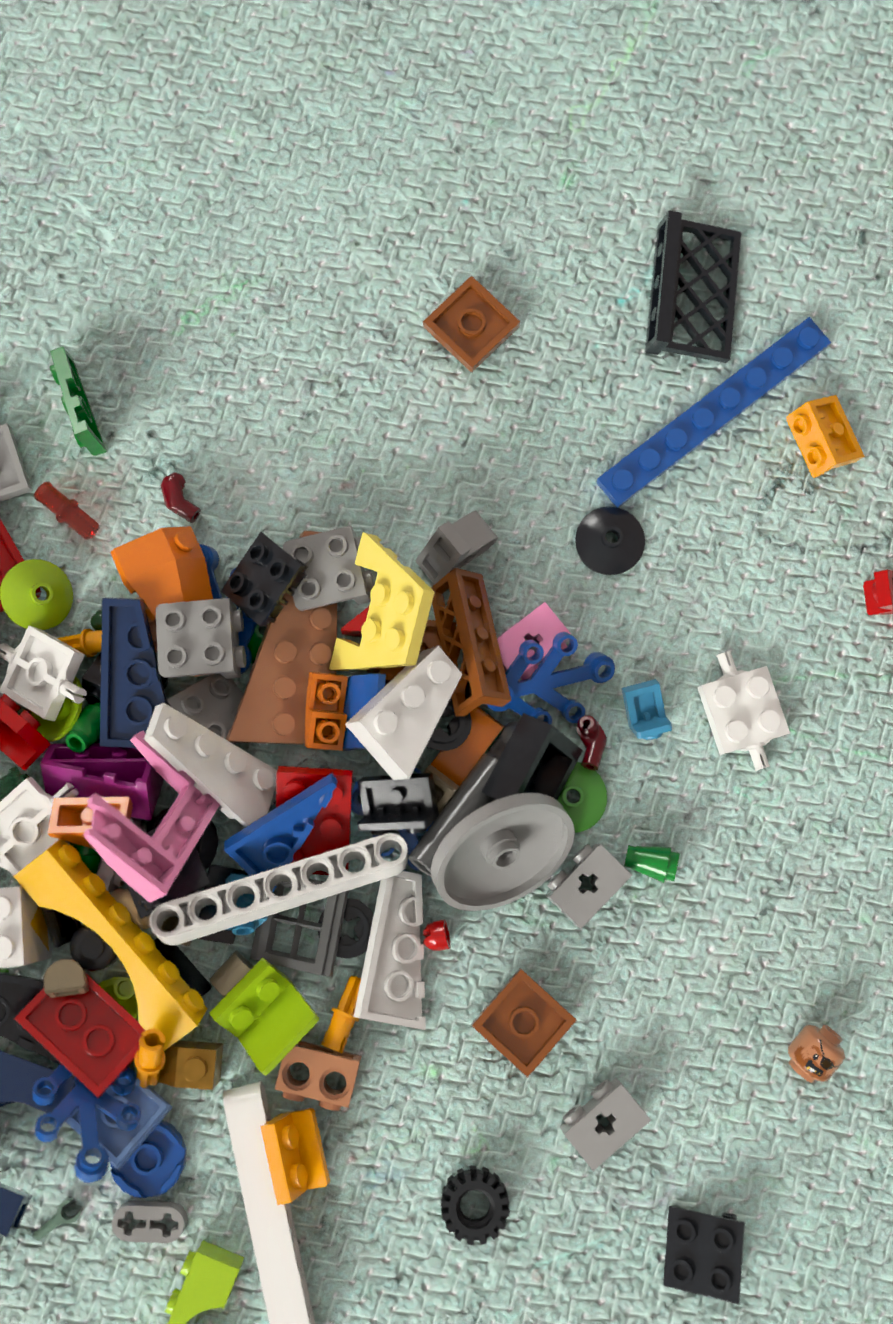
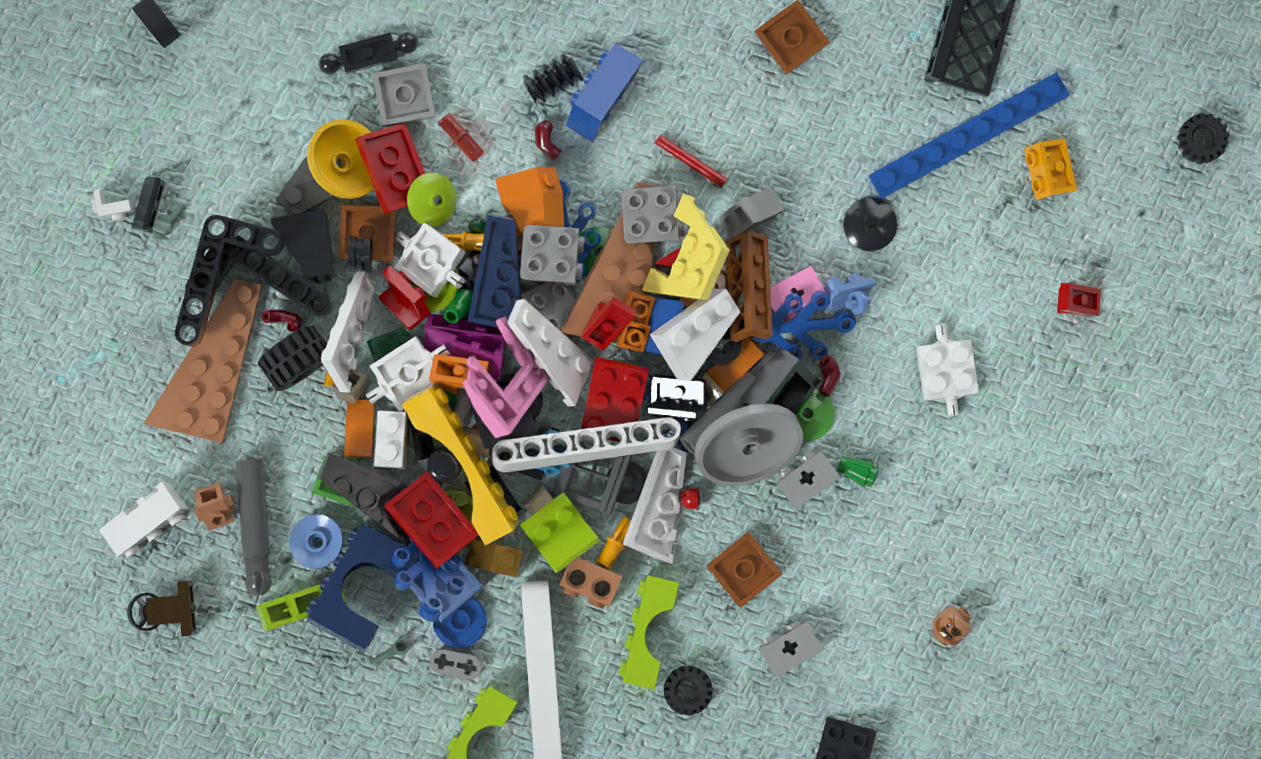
camera: 15 degrees right, 5 degrees up
(65, 978) = (426, 483): dark tan brick -> none
(76, 402) = (479, 54): green wing -> none
(150, 1057) = (476, 547): light orange axle -> none
(174, 417) = (552, 78): none -> black piece
(239, 423) = (602, 91): none -> wedge
(263, 580) = (604, 217): black hinge -> none
(280, 833) = (591, 404): blue wing -> none
(287, 717) = (607, 322): none -> red slope
(295, 1154) = (567, 633): light orange bracket -> none
(368, 496) = (691, 161): none -> red bar
(406, 1179) = (641, 667): none -> lime arch
(602, 630) = (851, 294): none -> medium blue hips
(646, 710) = (873, 358): dark azure bracket -> none

